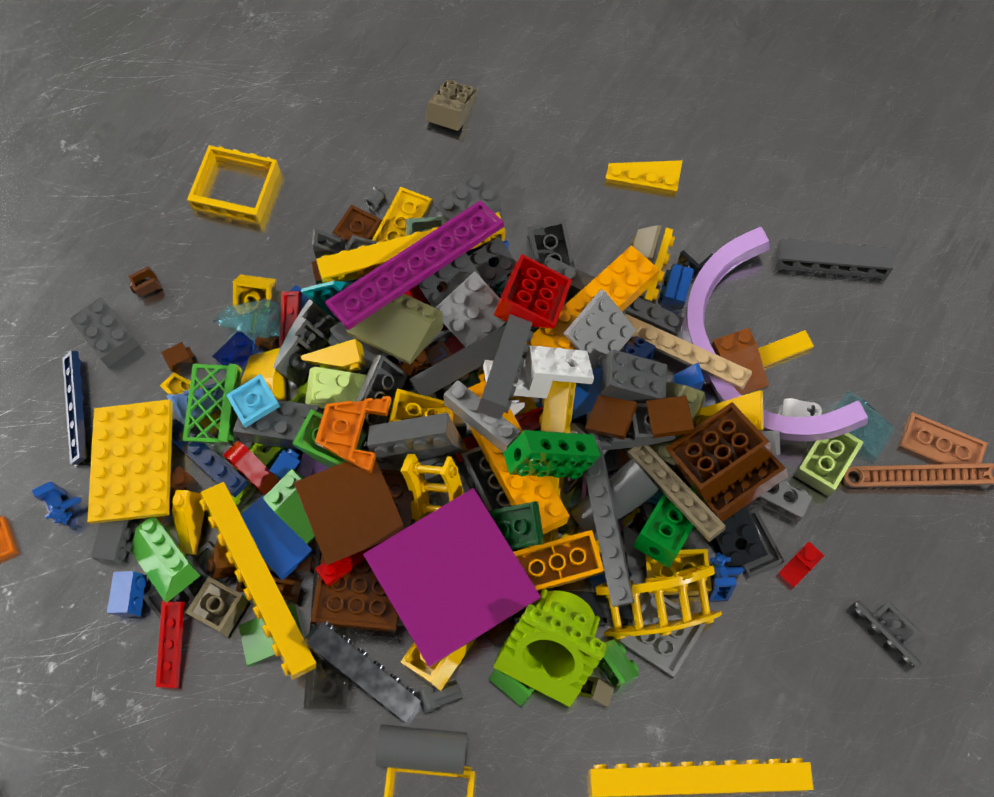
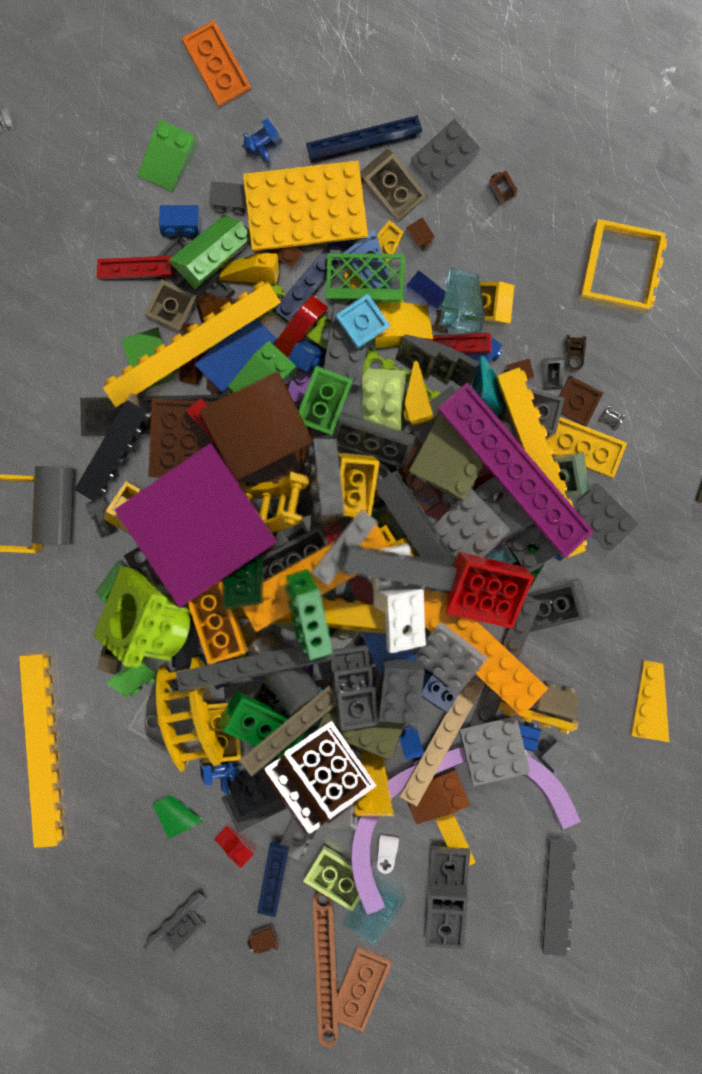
camera: 85 degrees right, 20 degrees up
(56, 606) = (166, 155): none -> bright green slope
(124, 381) = (392, 184): none -> dark tan slope
(307, 223) = (574, 348): none -> dark brown piece
(342, 428) = (333, 413): orange wing -> none
(484, 663) = (132, 561): none -> dark brown brick
(611, 417) = (359, 669): reddish brown tile -> none
(670, 416) = (360, 725): reddish brown tile -> none
(693, 302) = (495, 751): none -> light grey plate
(770, 628) = (174, 816): none -> green slope
(834, 523) = (273, 879): none -> dark blue plate
(842, 352) = (447, 897): none -> dark grey bracket
(900, 540) = (262, 941): none -> reddish brown window

